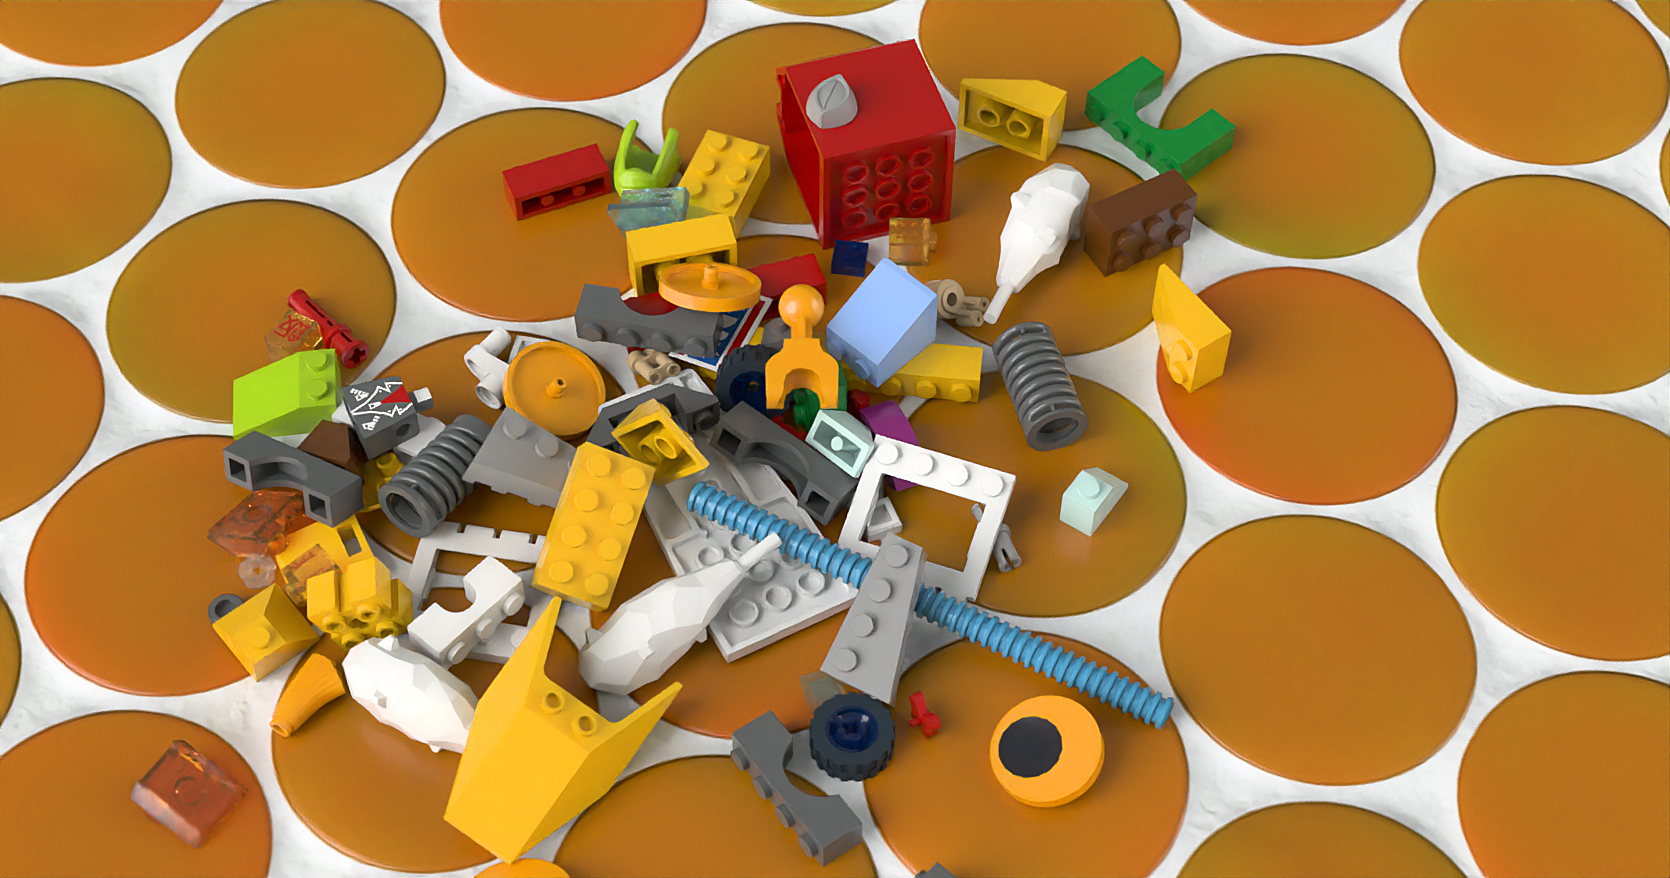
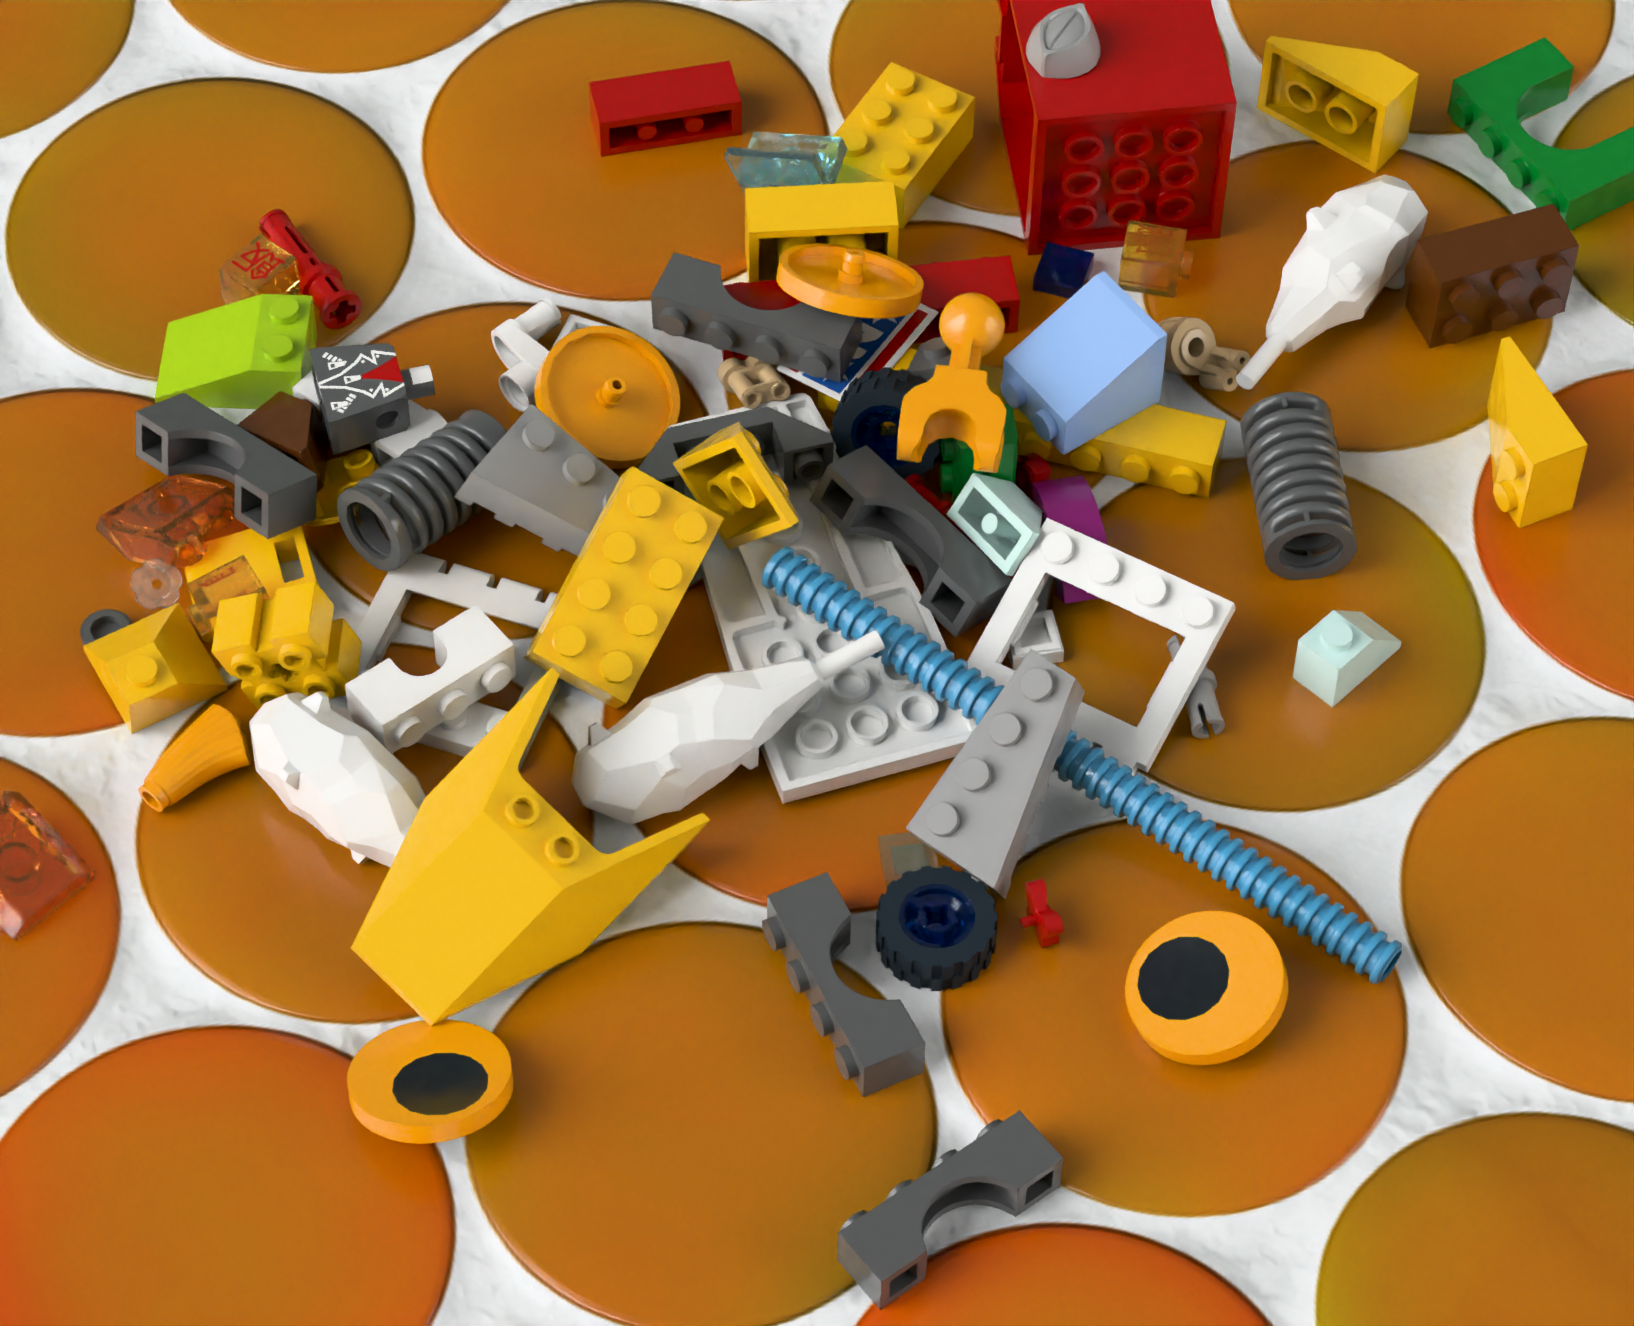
camera: 10 degrees right, 0 degrees up
(641, 169) = (787, 104): lime hair -> none

